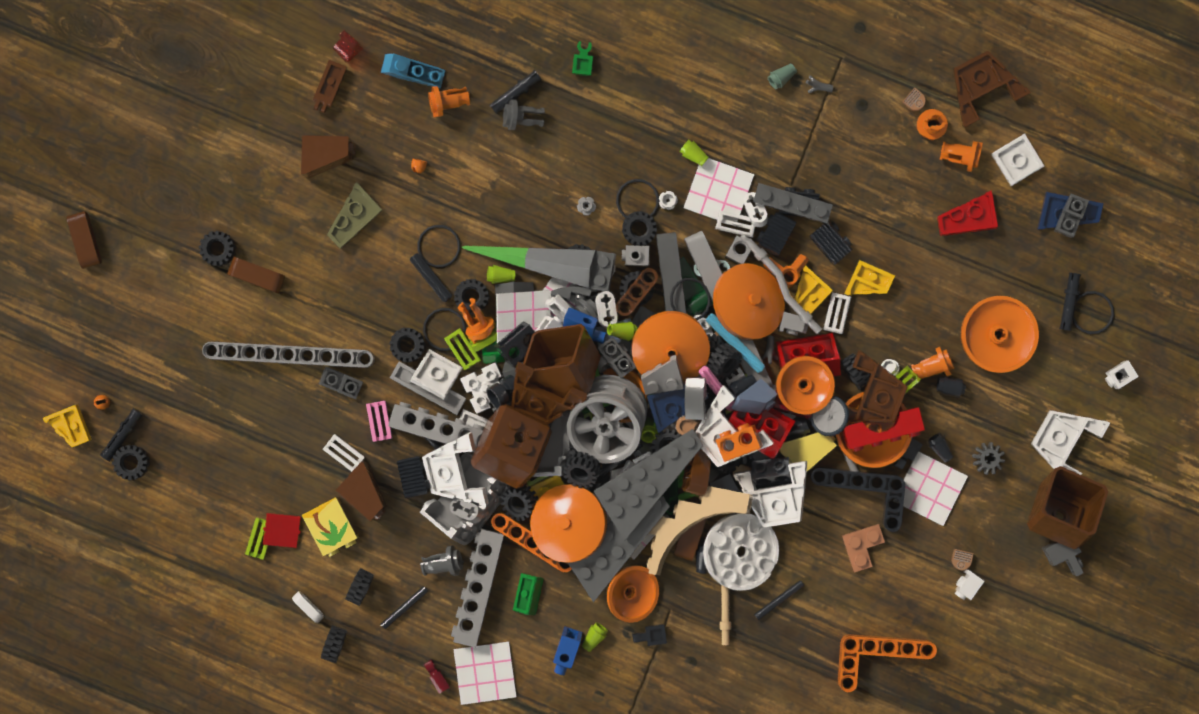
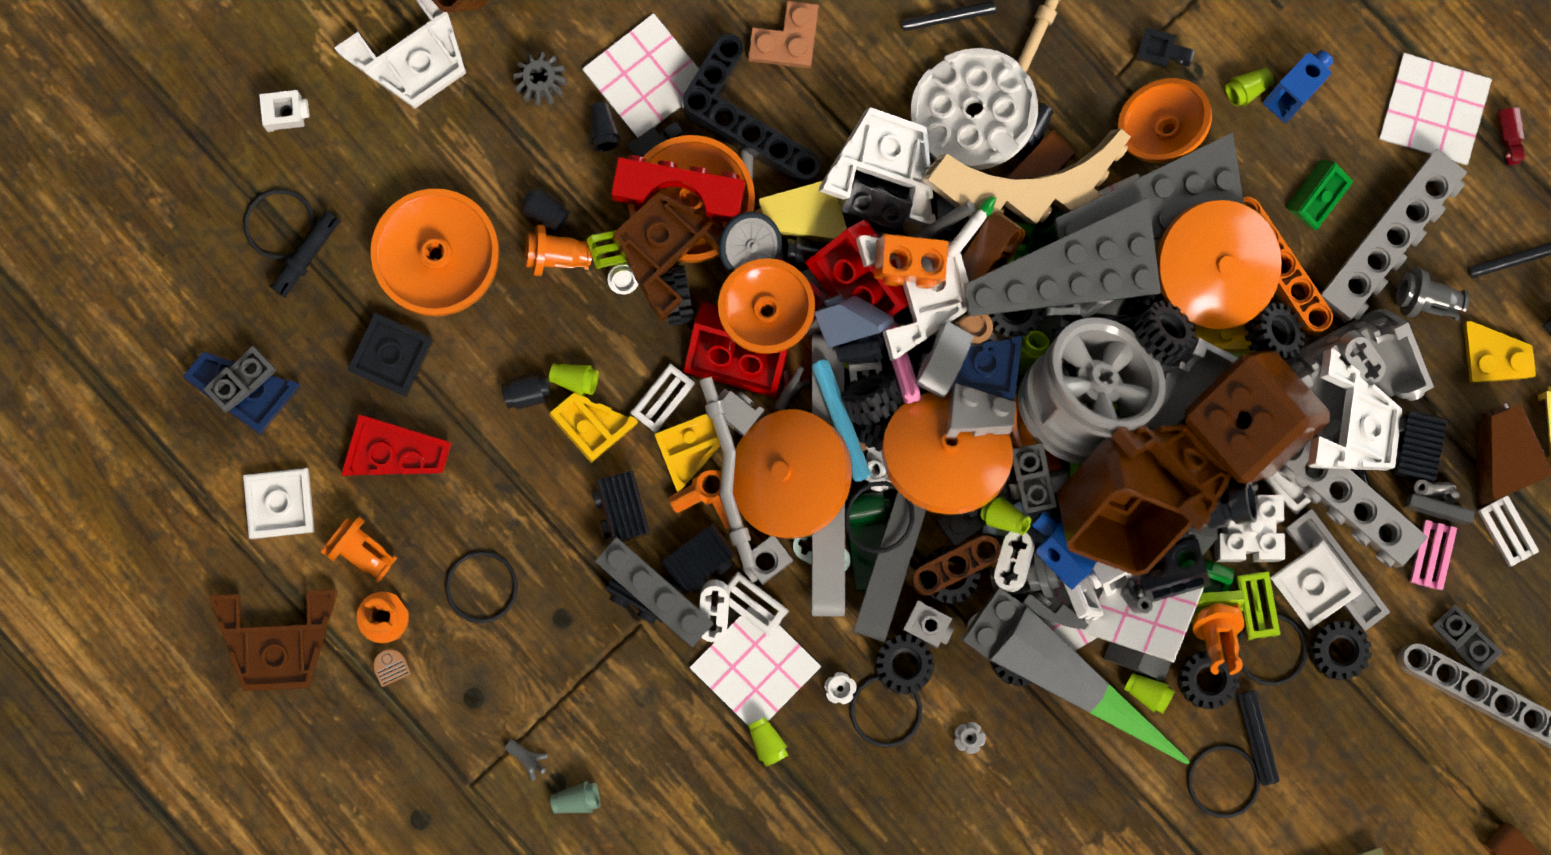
camera: 160 degrees left, 5 degrees down
(387, 447) = (1439, 509): none -> dark grey tile
(391, 548) = (1496, 355): none -> yellow wing
(392, 457) = (1437, 490): none -> light grey arm
(535, 321) = (1130, 596): none -> dark grey arm
(713, 479) = (970, 228): none -> white piece
(731, 473) = (946, 221): none -> dark grey bar
(888, 146) = (500, 614): none -> black piece
(888, 302) = (576, 378): none -> lime cone
(913, 282) = (526, 391): none -> black brick
(996, 267) = (390, 355): none -> black plate

